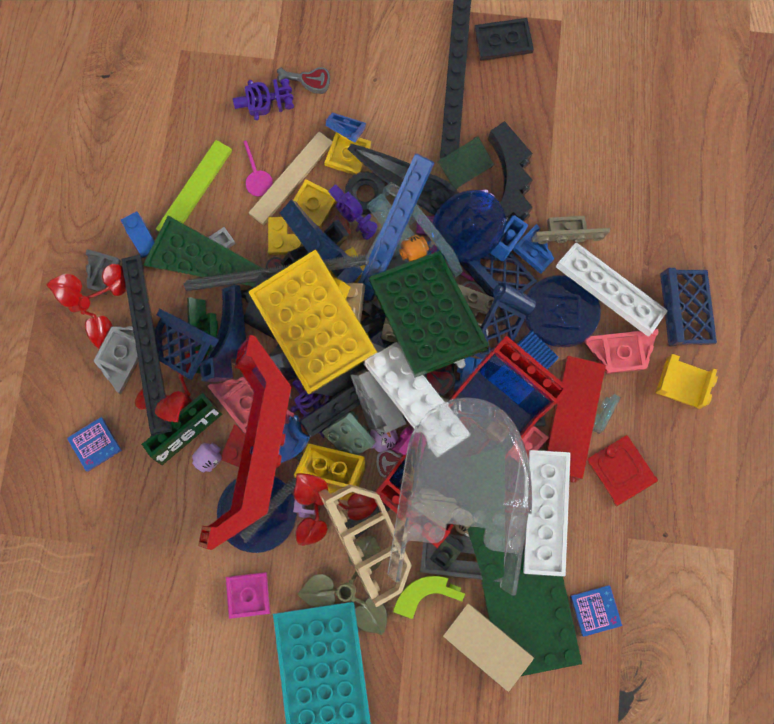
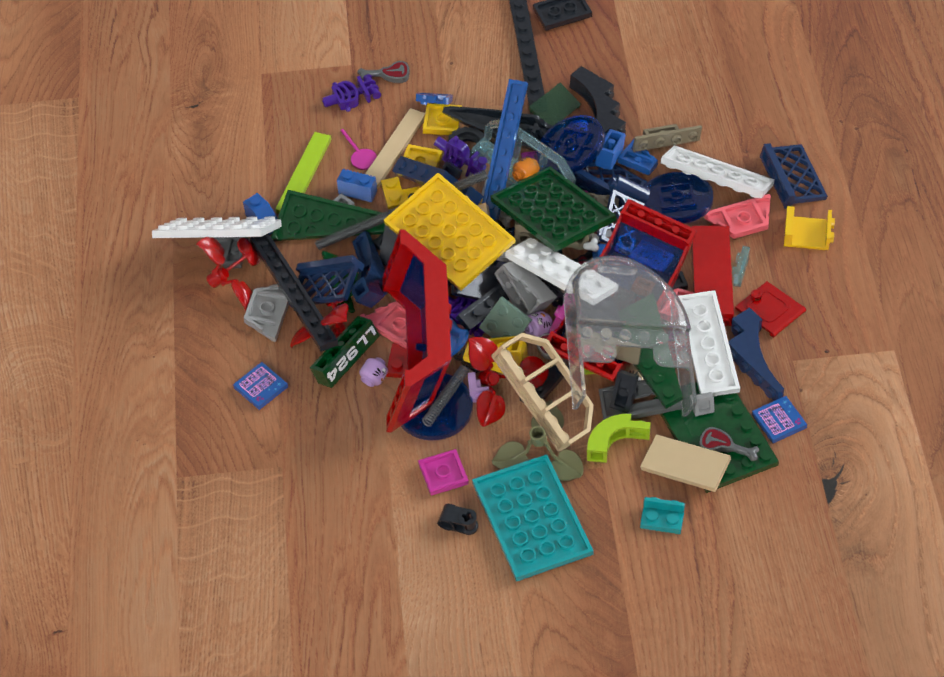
camera: 10 degrees left, 25 degrees down
(82, 254) = (217, 227): none -> white plate
(242, 220) = (357, 185): none -> blue brick
(245, 656) = (457, 518): none -> black piece
(450, 701) = (662, 515): none -> teal bracket
(525, 627) = (720, 441): none -> dark grey piece
(526, 582) = (704, 404): none -> light grey plate
(584, 524) = (748, 354): none -> dark blue arch

